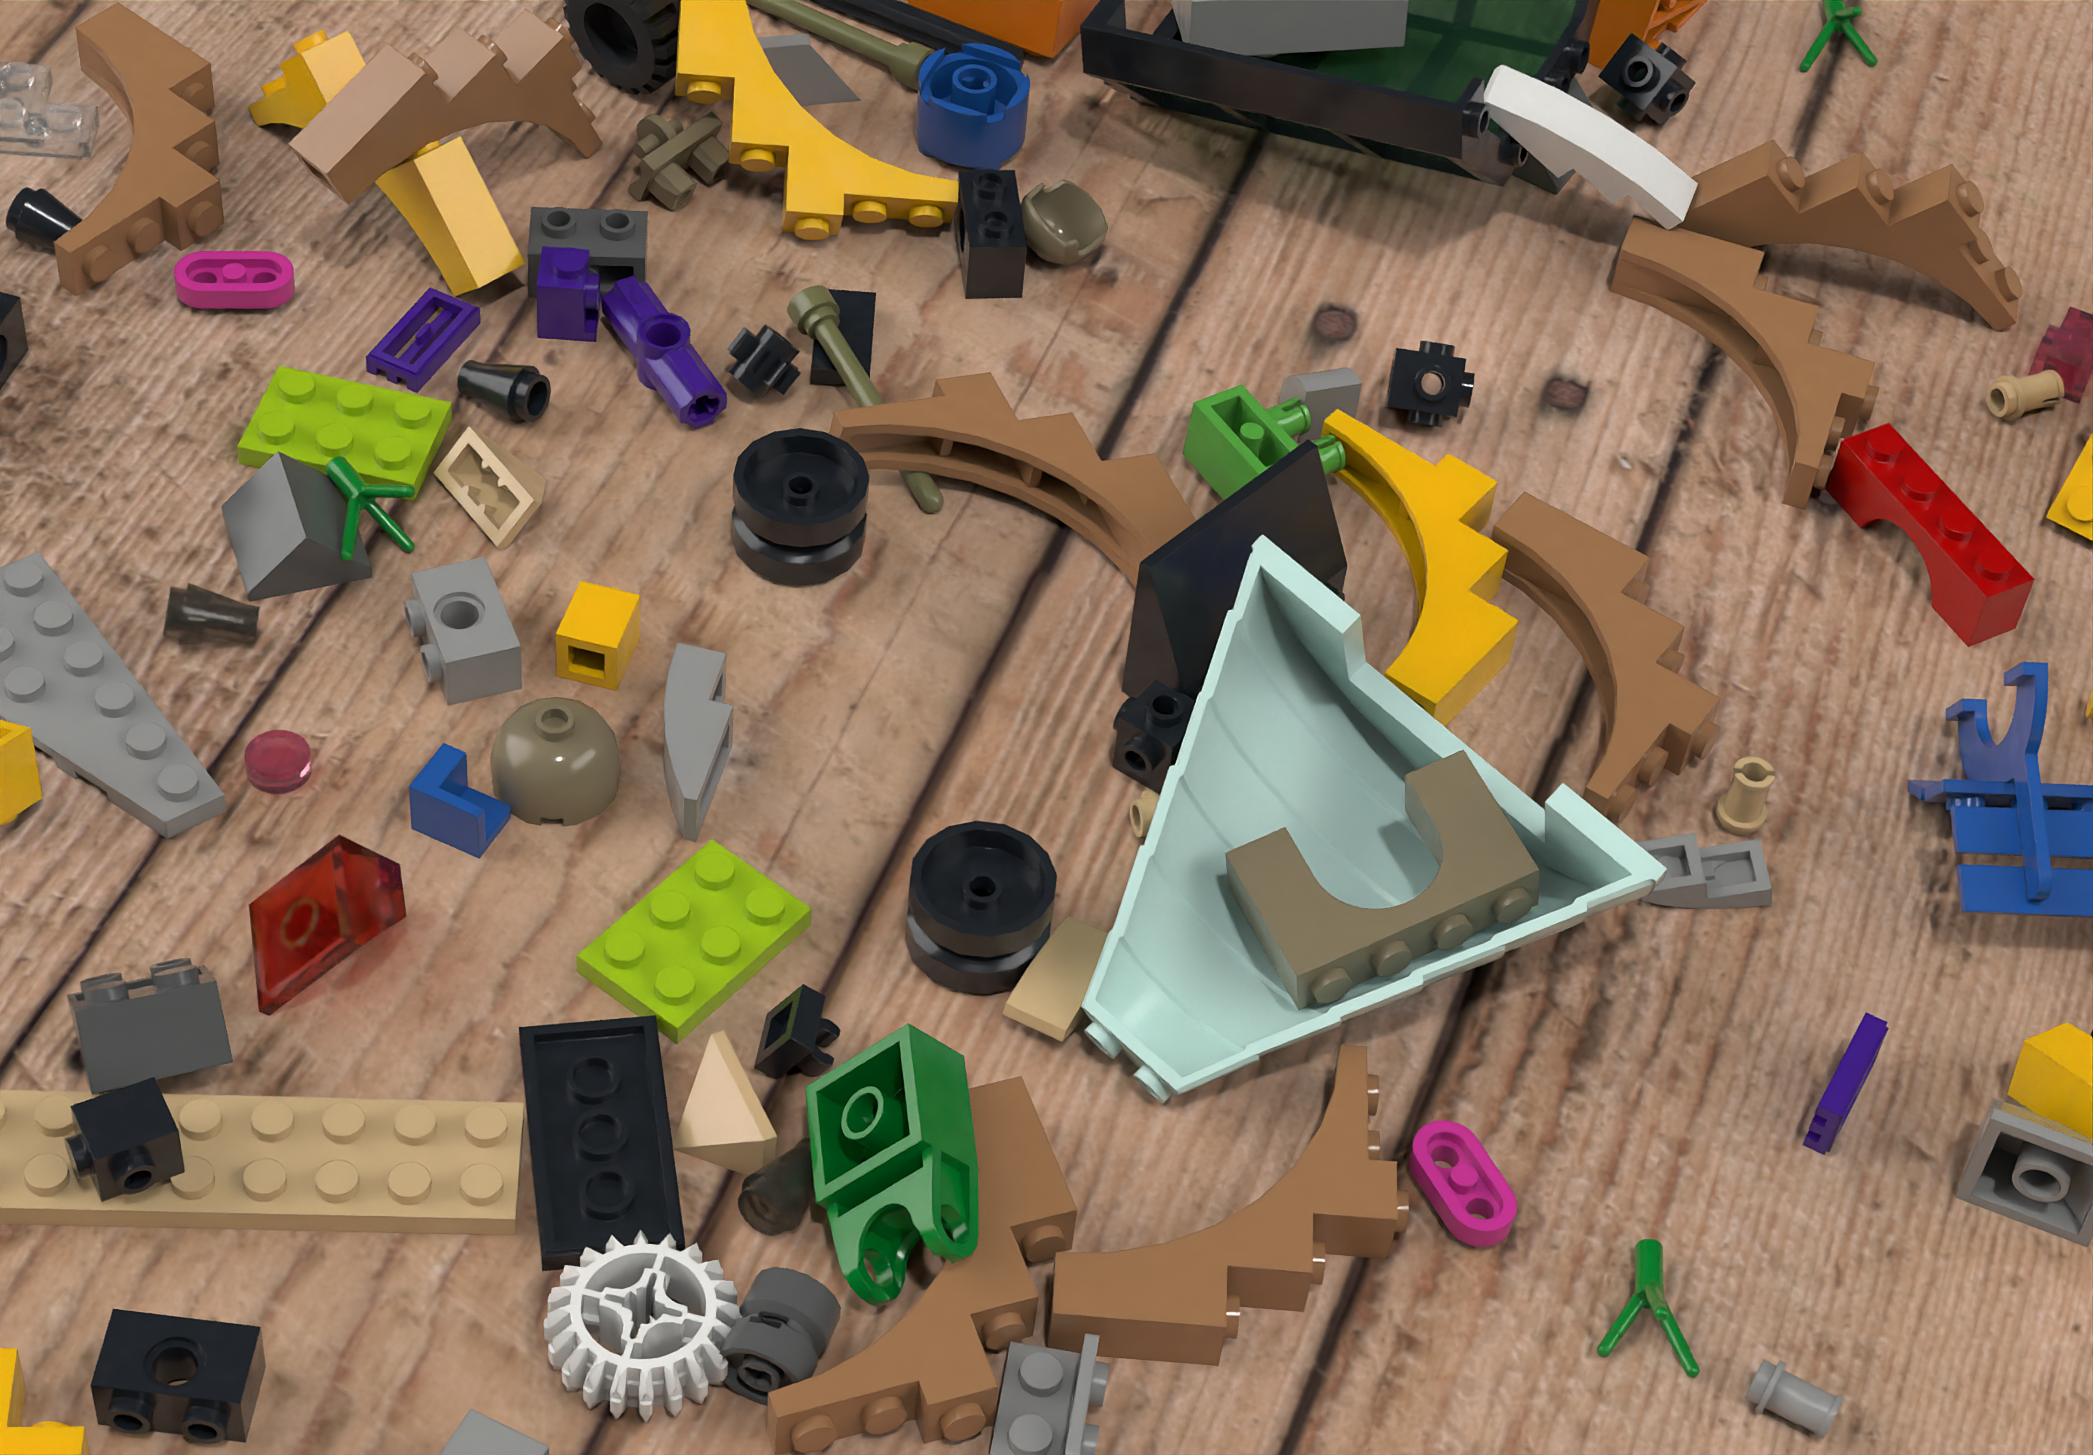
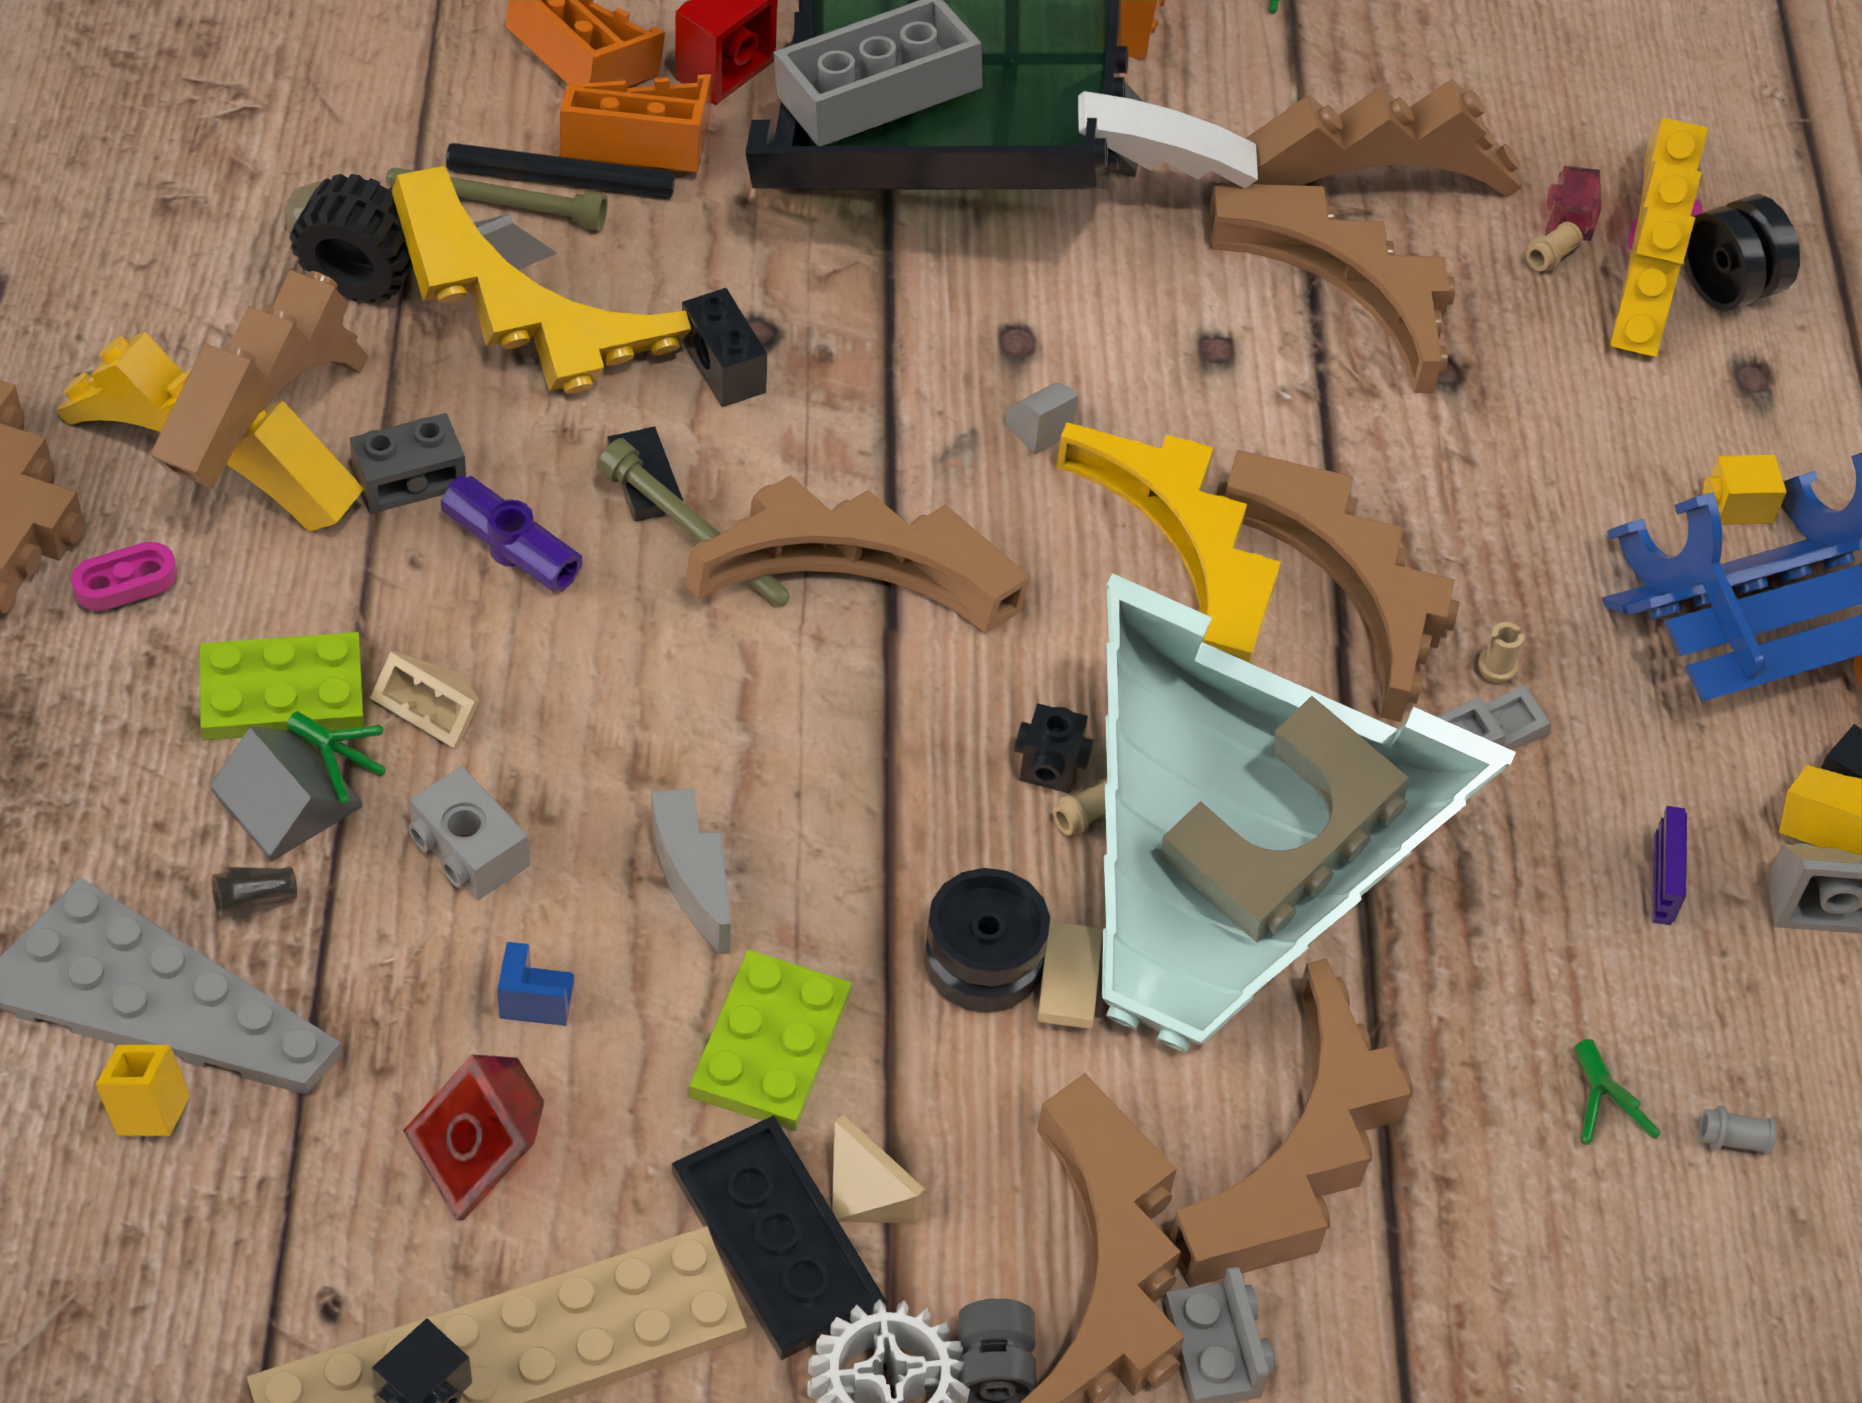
camera: 20 degrees left, 5 degrees up
(149, 1025) = (380, 1266): dark grey slope -> none
(278, 761) = (367, 997): clear pink tile -> none
(433, 341) = (298, 611): dark purple tile -> none
(508, 389) = (398, 605): black cone -> none
(555, 762) = (593, 924): dark tan cylinder -> none
(567, 295) = (410, 506): dark purple brick -> none
(598, 635) = (577, 802): yellow brick -> none
(670, 150) = (423, 344): dark tan hips -> none
(764, 361) = (597, 516): black gear -> none
(779, 1192) = (940, 1227): clear smoke cone -> none
(792, 1033) = (888, 1095): black tile -> none
(799, 506) = (688, 638): black wheel -> none
(895, 1158) = (1025, 1177): green brick -> none
(972, 106) = (660, 237): blue brick -> none
(1062, 222) = (779, 319): dark tan hair -> none
(1198, 573) = (1065, 608): black slope -> none
(1238, 439) = (1015, 482): bright green brick -> none
(1406, 390) = (1105, 371): black brick -> none
(1467, 1187) = (1437, 1042): dark pink plate -> none
(1648, 80) = (1156, 57): black brick -> none
(1971, 574) = (1584, 414): red arch -> none

